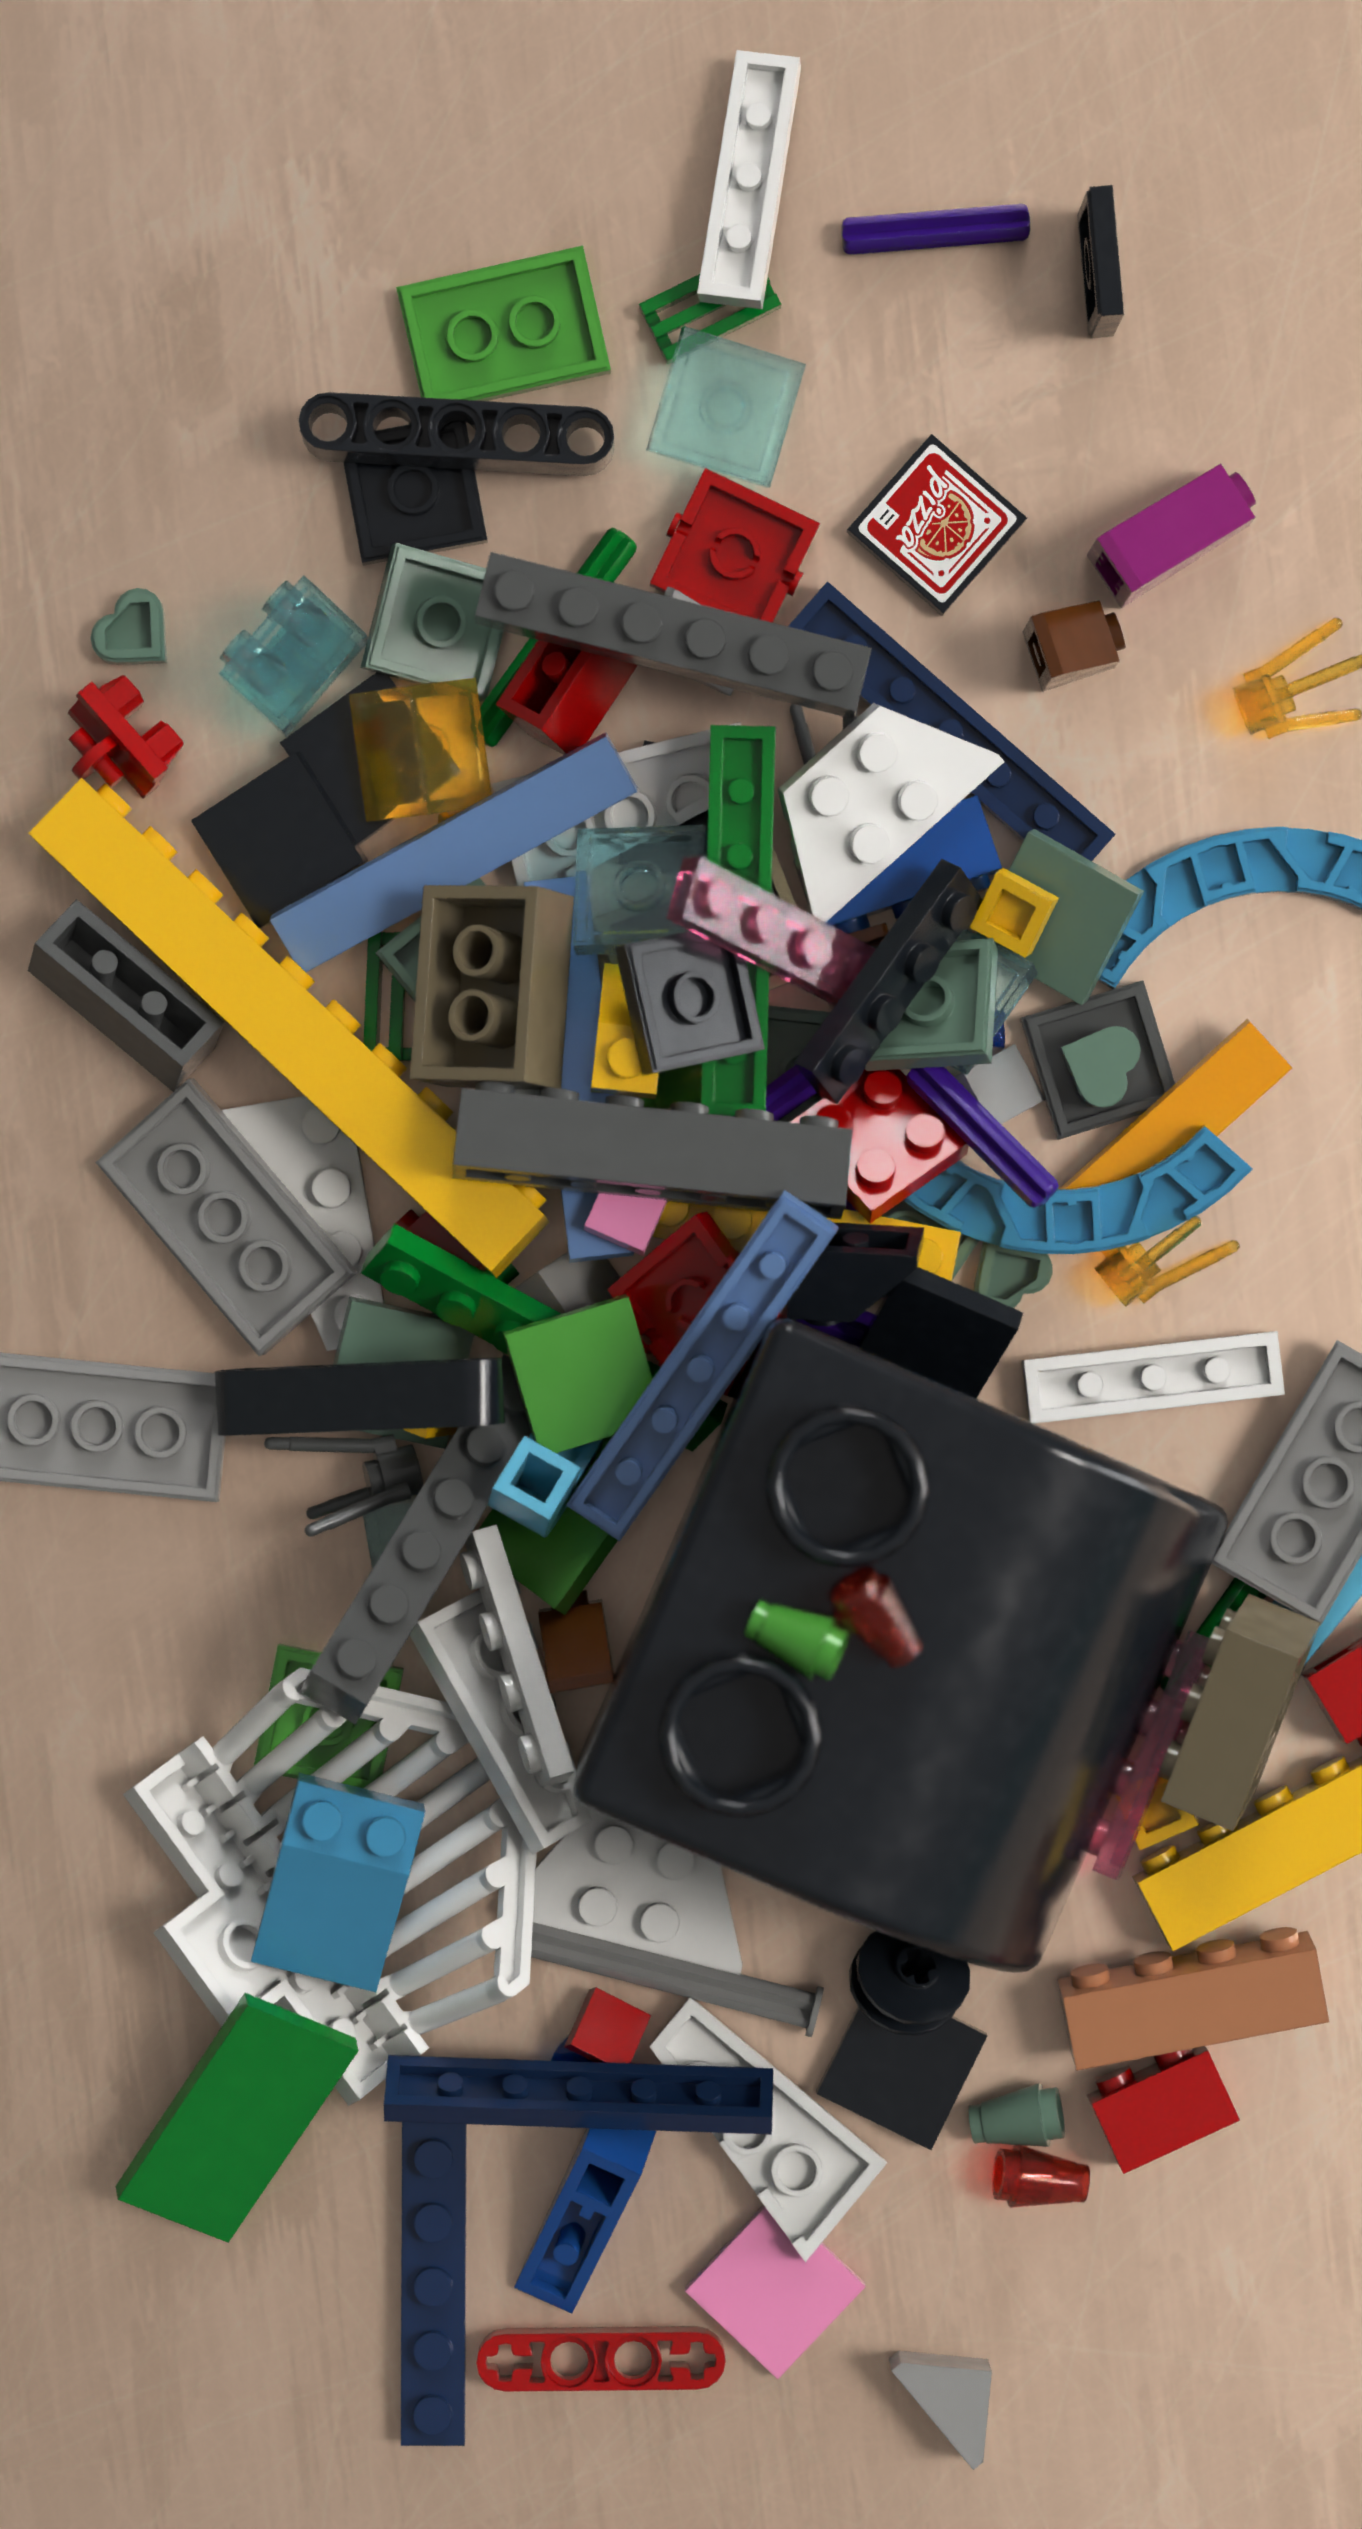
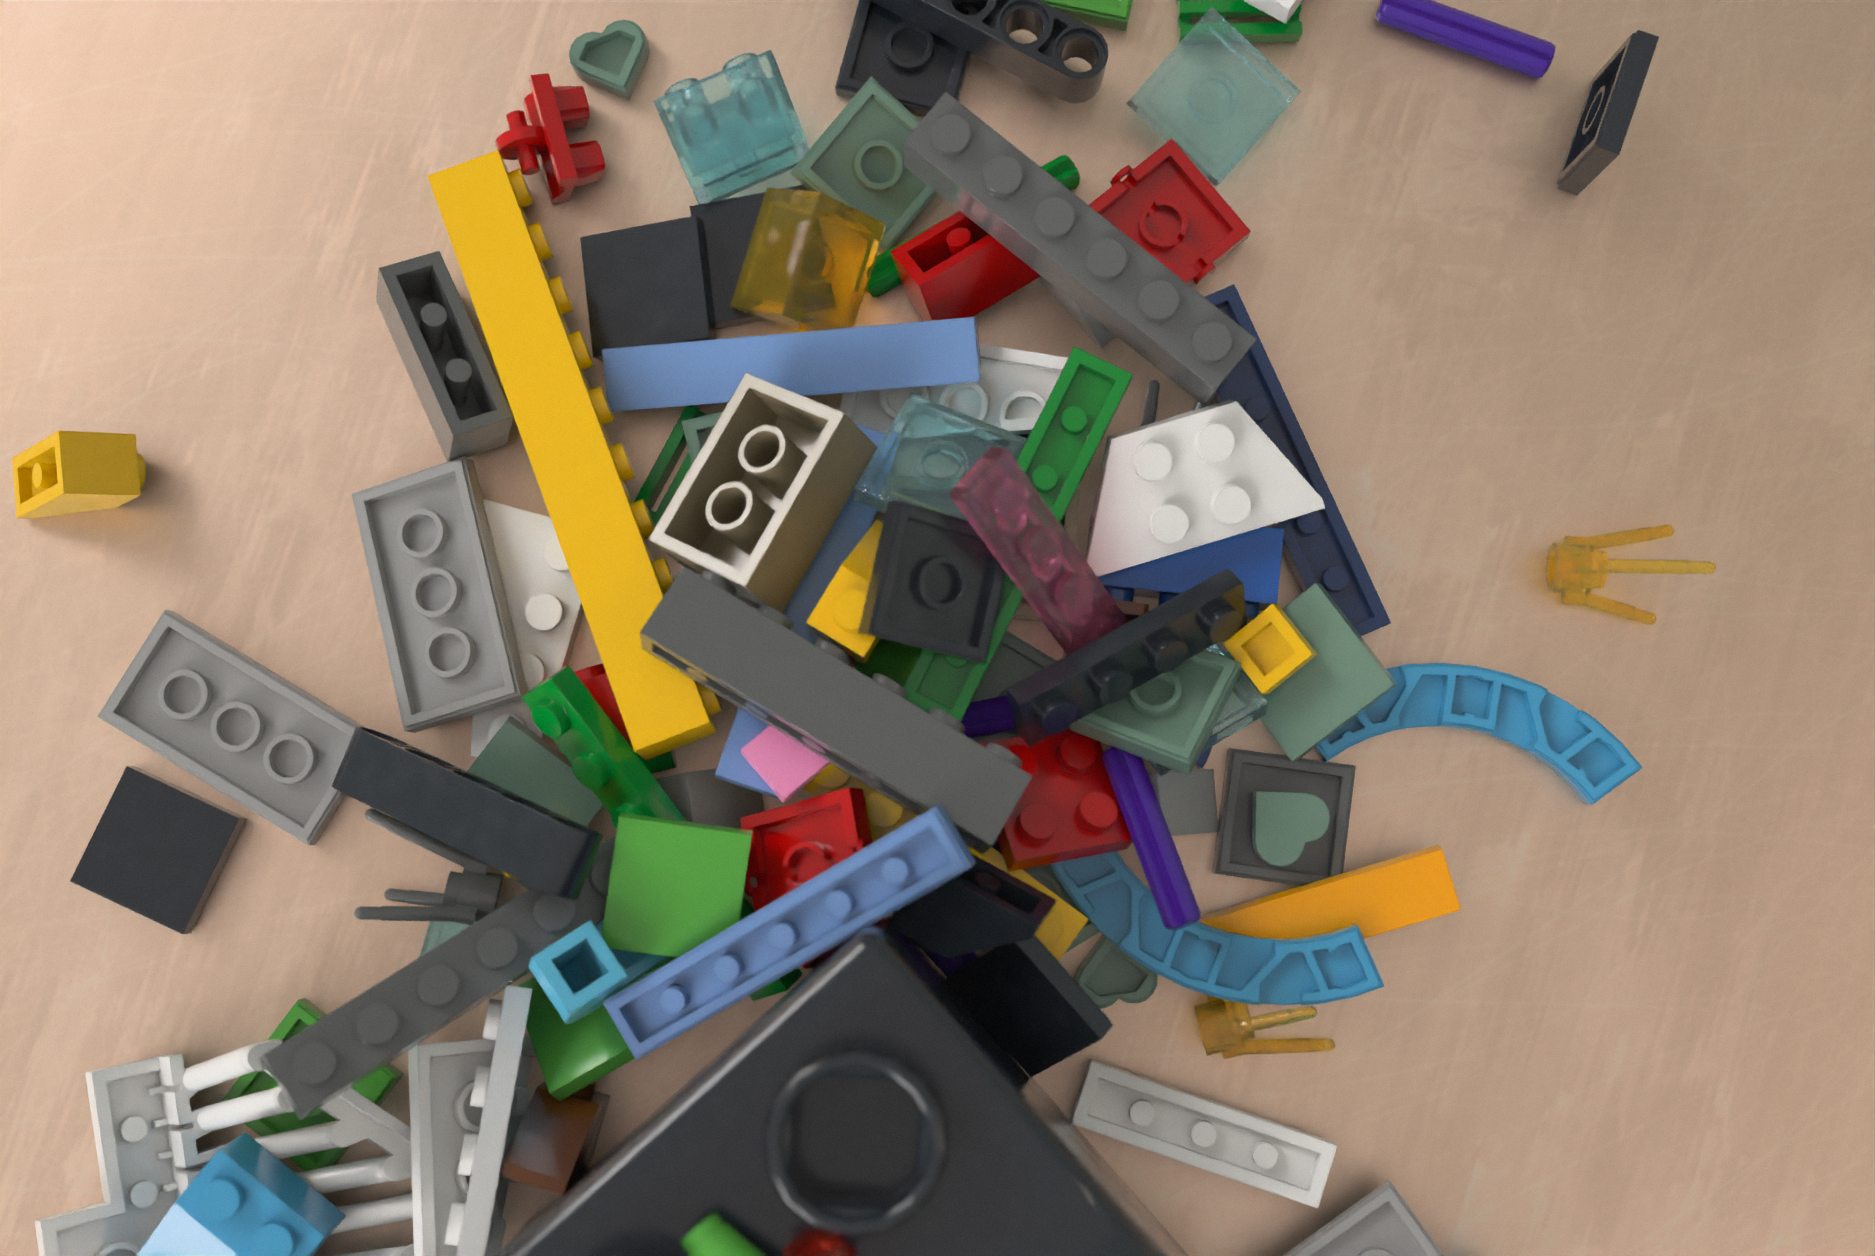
camera: 25 degrees right, 5 degrees down
(80, 1571) = (158, 850): none -> black tile
(936, 524) = (1351, 283): tile -> none
(1073, 643) = (1427, 435): reddish brown slope -> none
(1172, 533) = (1558, 380): magenta slope -> none

